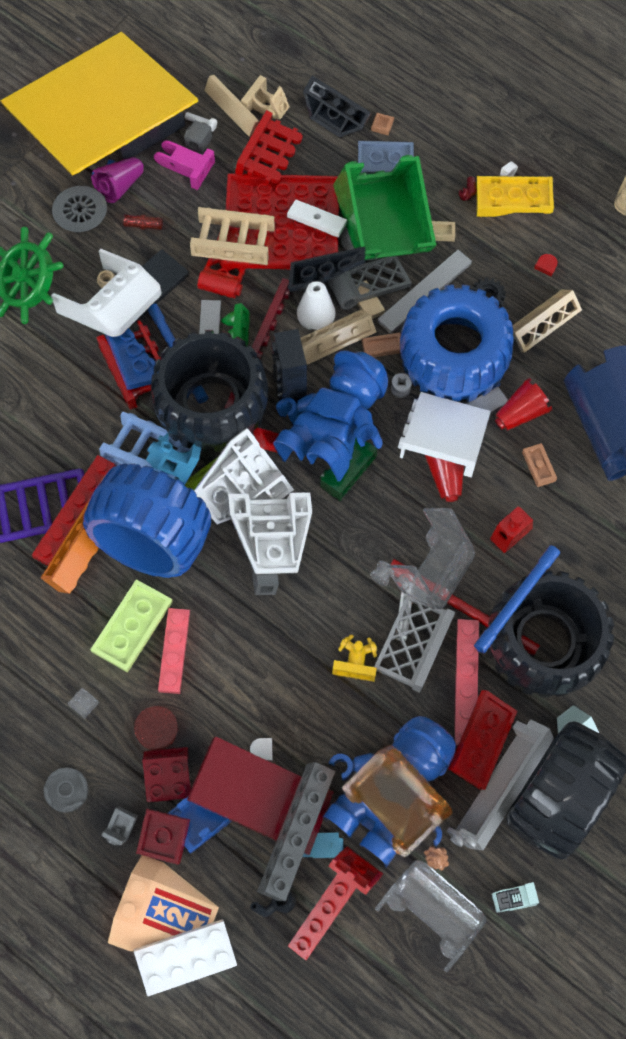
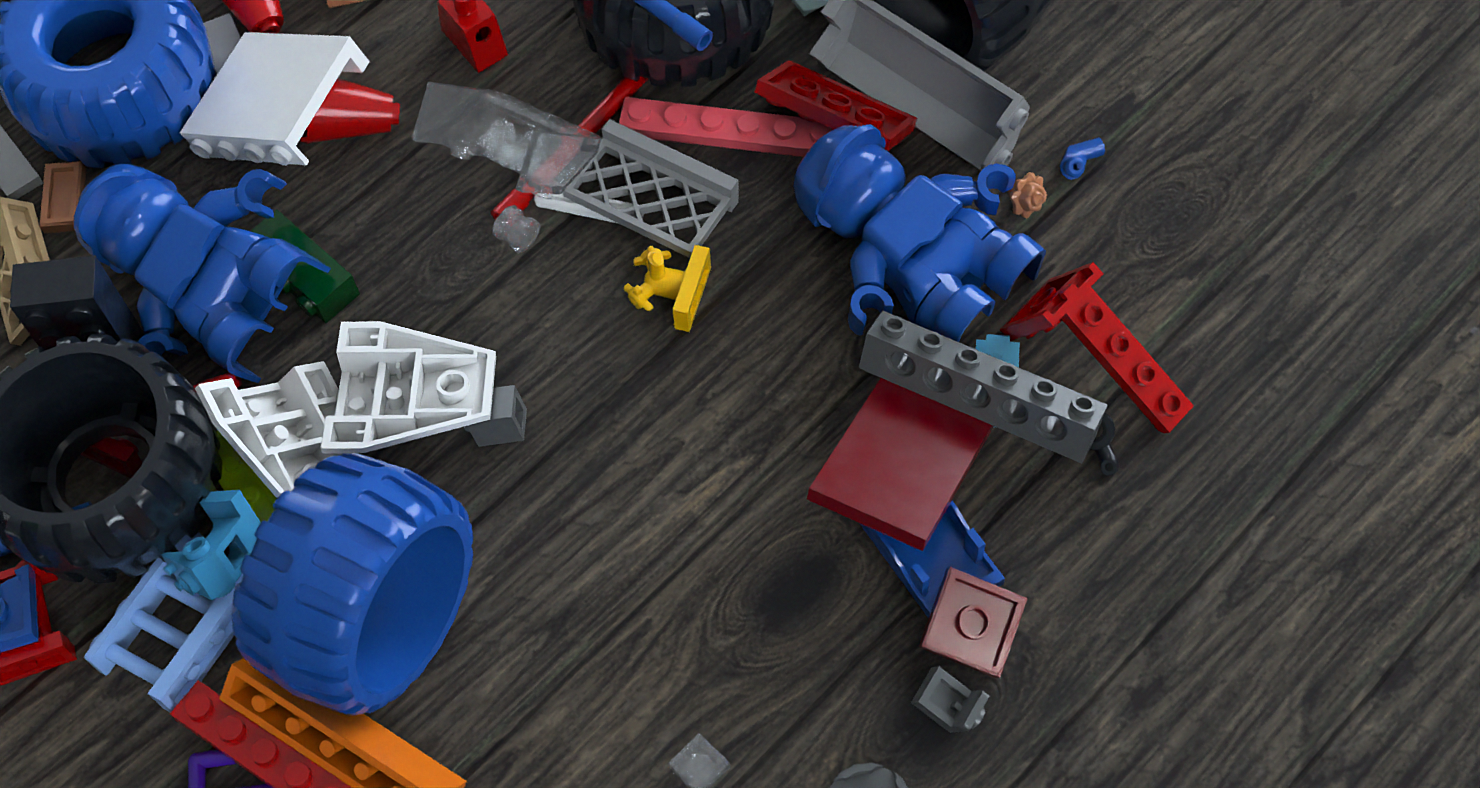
camera: 80 degrees left, 5 degrees down
(131, 625) = (551, 667): yellowish green plate -> none
(156, 728) = (761, 632): clear red tile -> none
(157, 906) = (1108, 637): light nougat wedge -> none
(166, 774) = (851, 612): dark red bracket -> none
(174, 651) = (611, 593): coral plate -> none
(185, 957) = (1193, 597): white plate -> none
(263, 748) = (816, 449): white tile -> none
(398, 799) = (952, 201): clear orange windscreen -> none
(400, 390) = (156, 157): light grey wheel -> none
(438, 907) = (1120, 191): clear windscreen -> none
(470, 888) = (1076, 156): none -> blue arm
(515, 898) = (1095, 91): leg -> none

